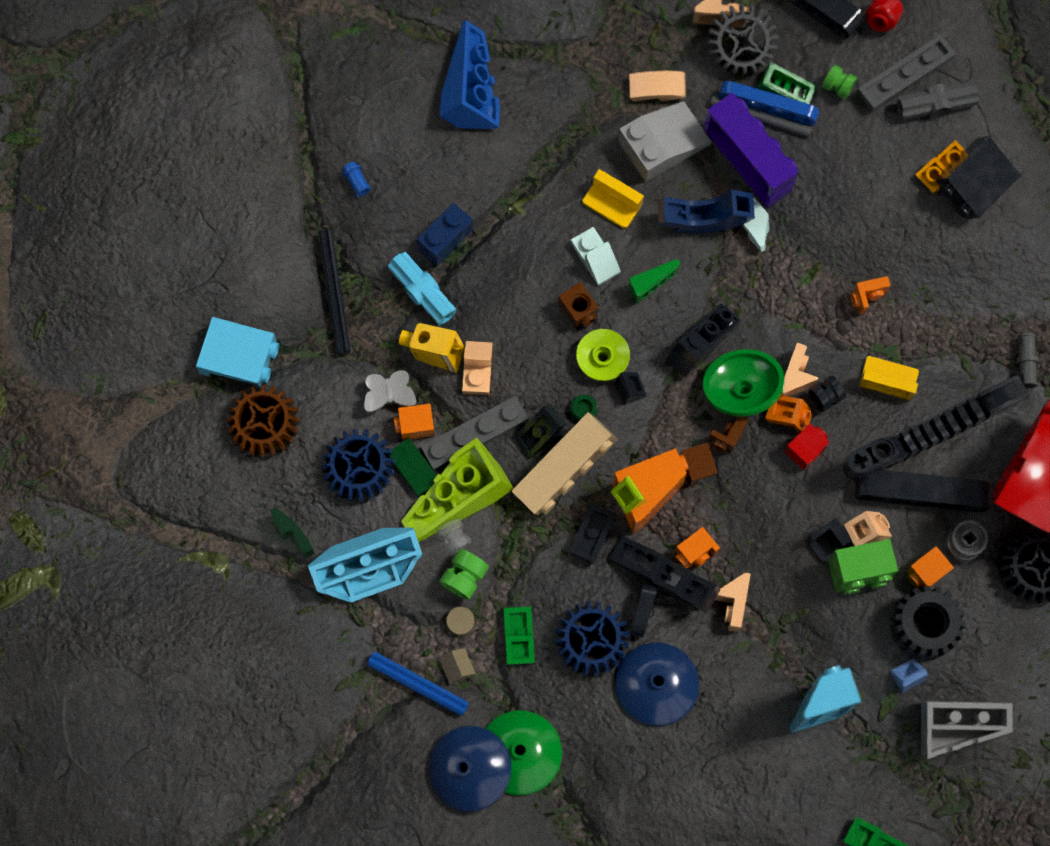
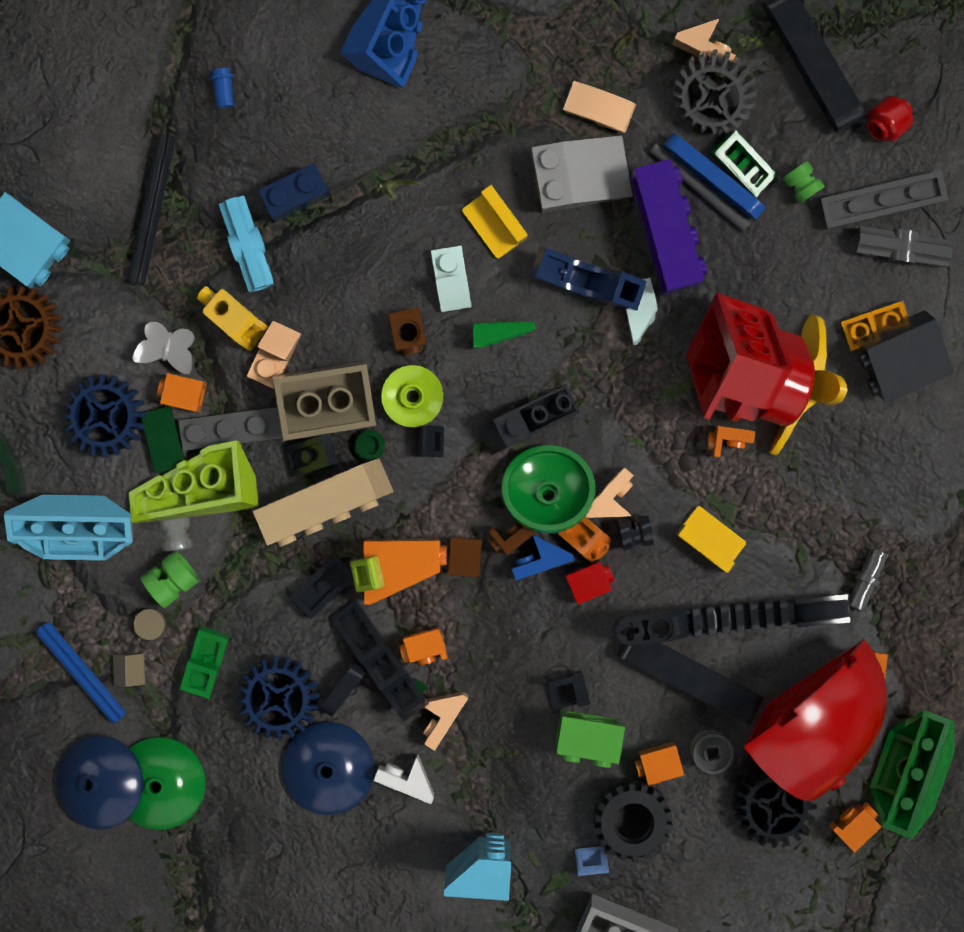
camera: 20 degrees right, 15 degrees up
(533, 380) = (324, 400): none -> dark tan slope
(735, 665) = (414, 785): none -> white slope
(766, 437) = (550, 557): none -> blue slope
(868, 528) = (612, 699): light nougat brick -> none
(871, 222) = (757, 369): none -> red brick

